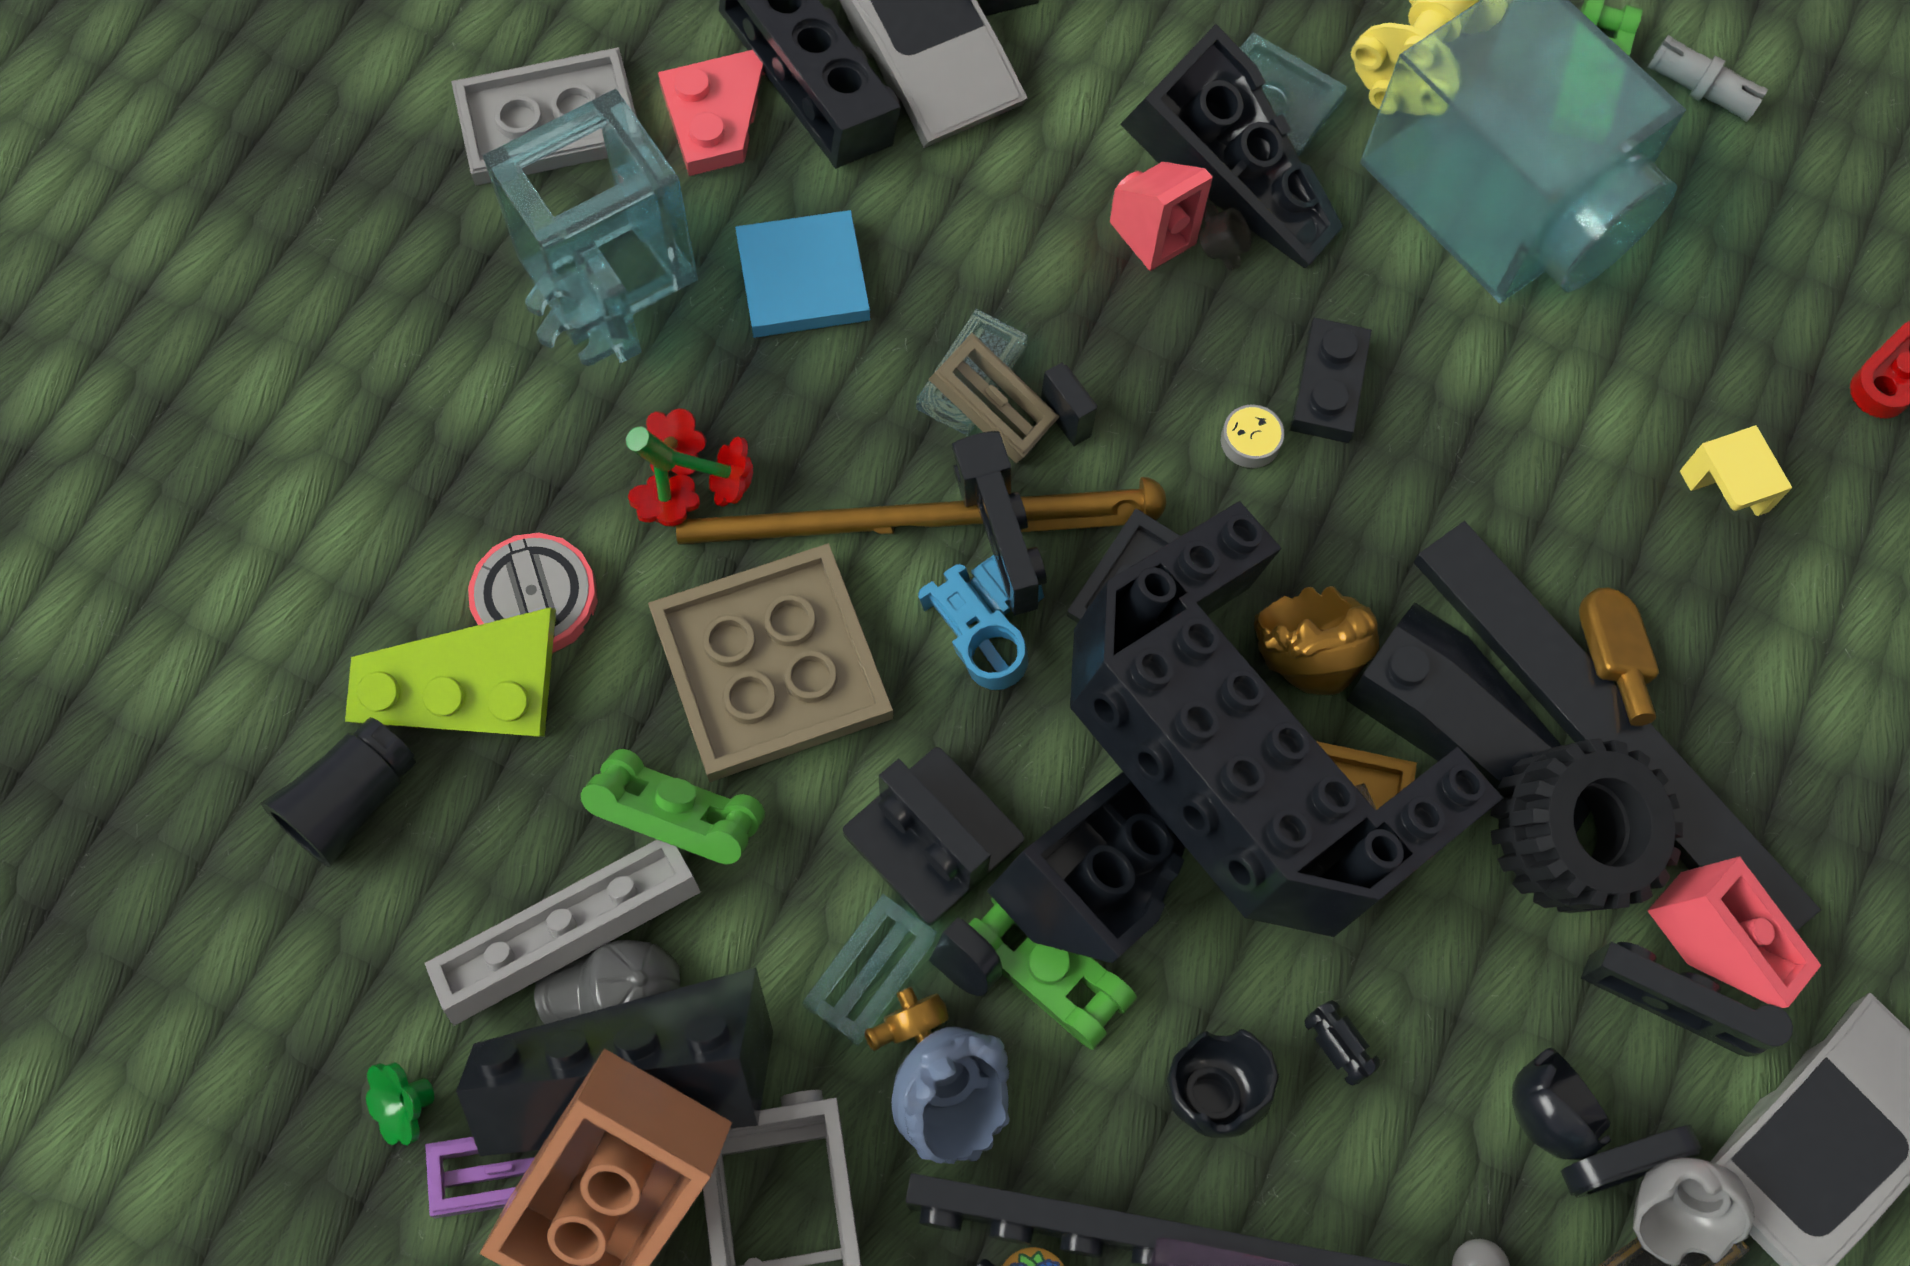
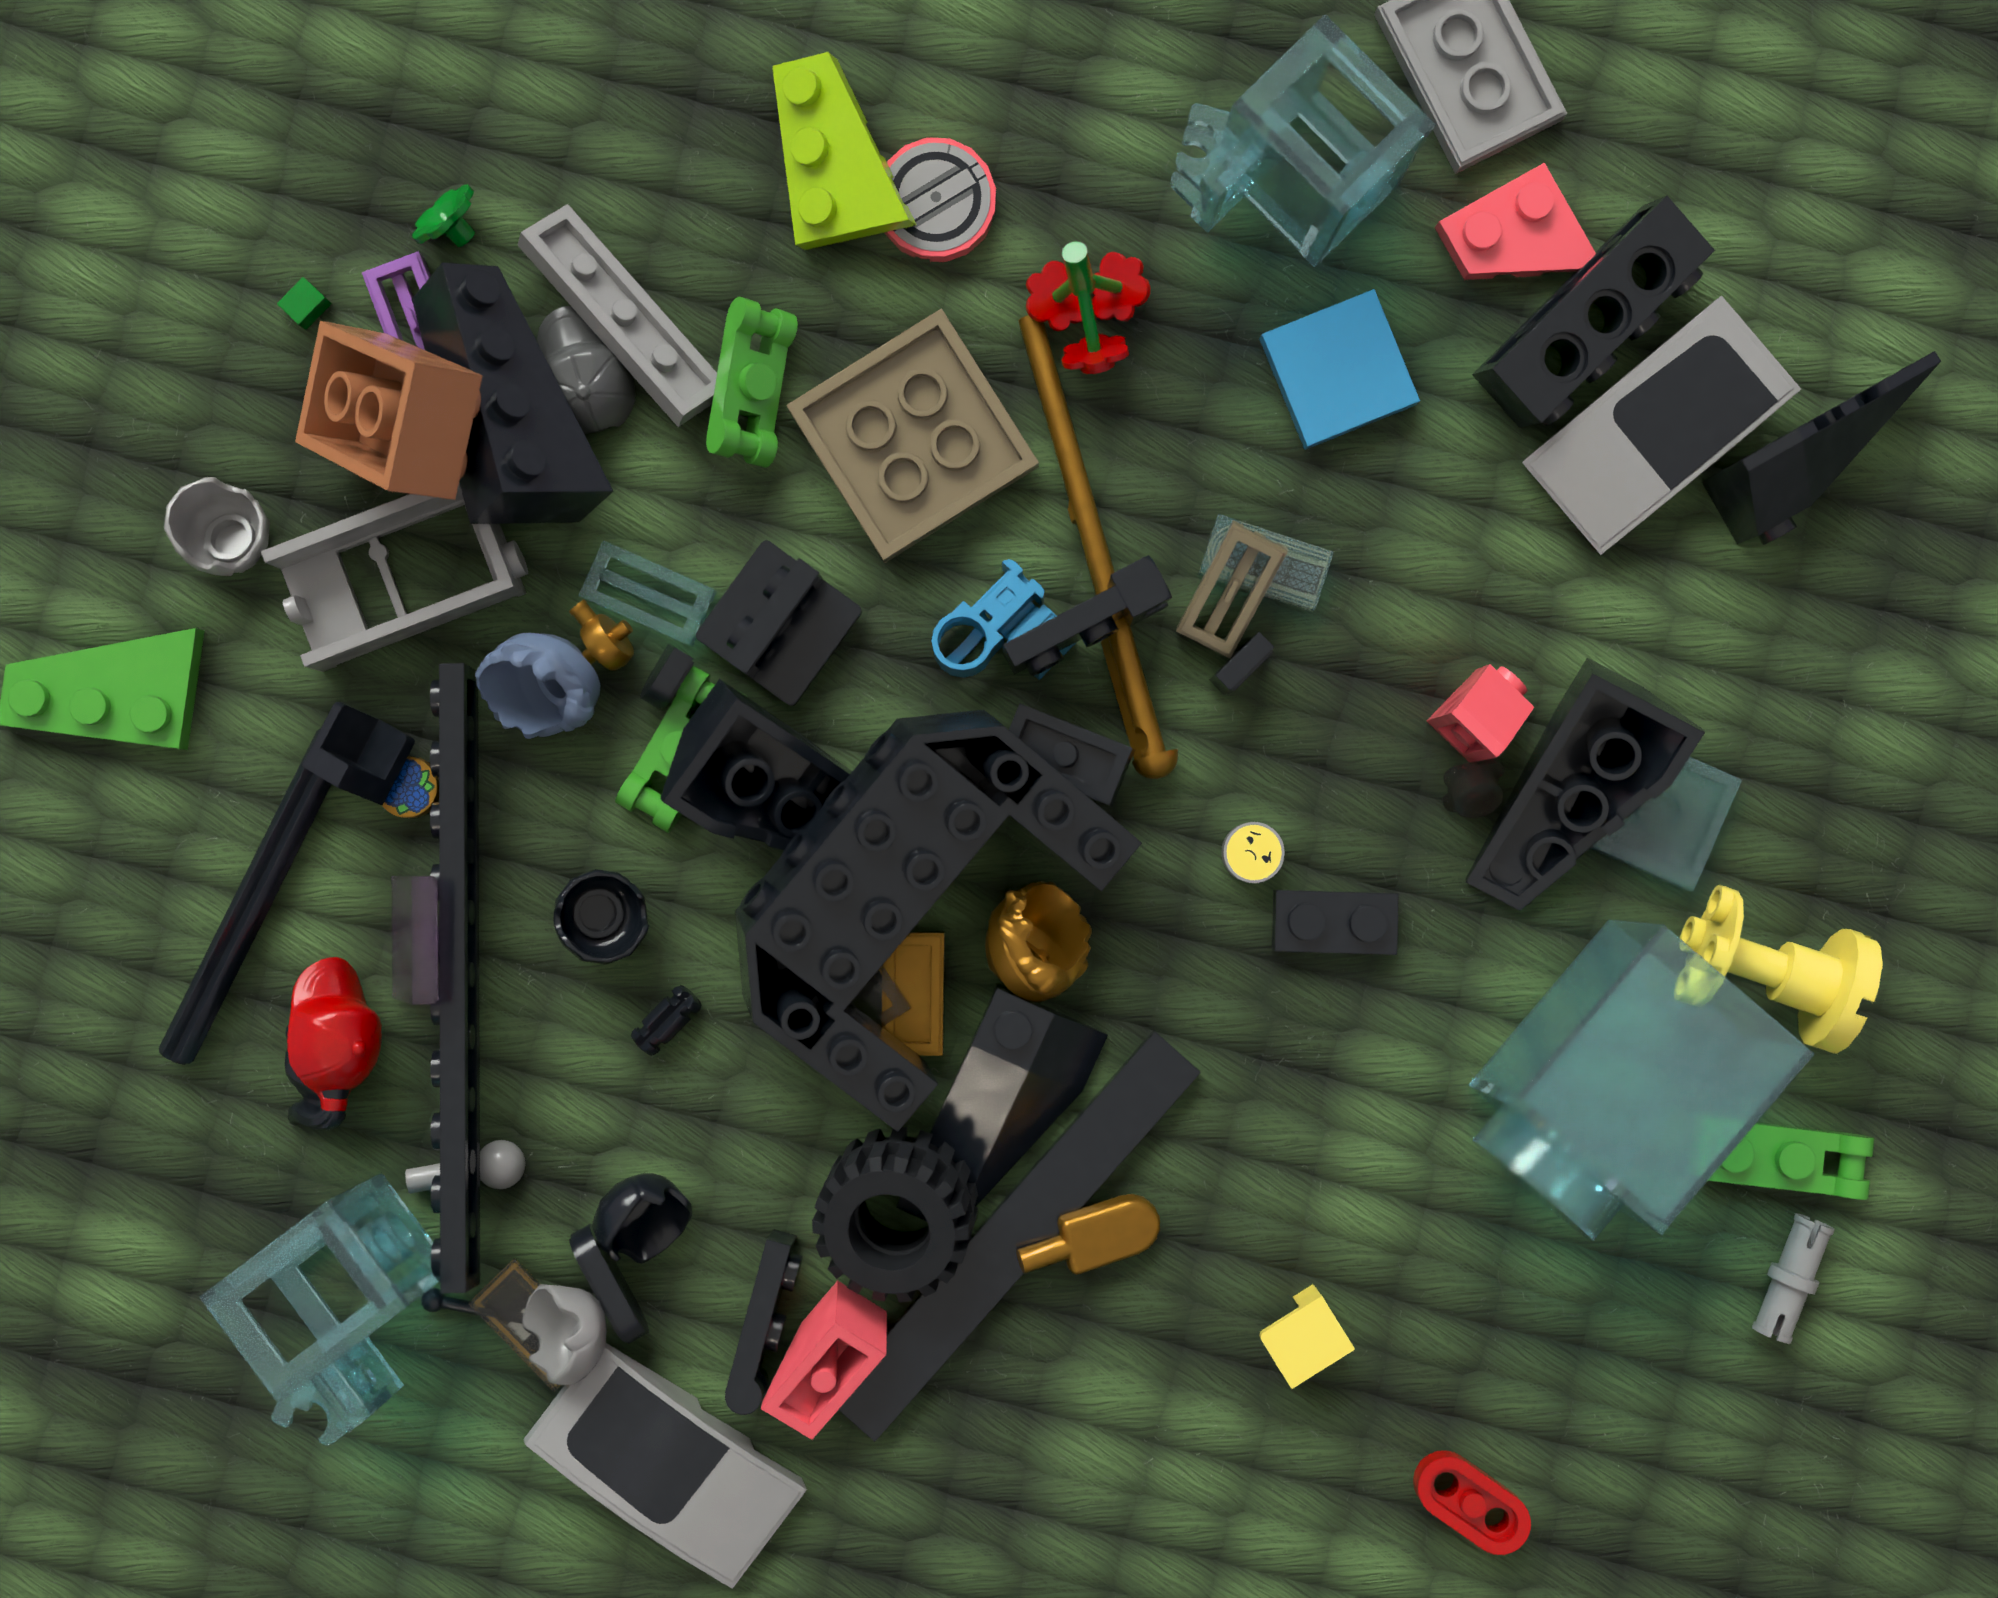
camera: 75 degrees right, 20 degrees up
(341, 790) = (701, 82): black plant -> none

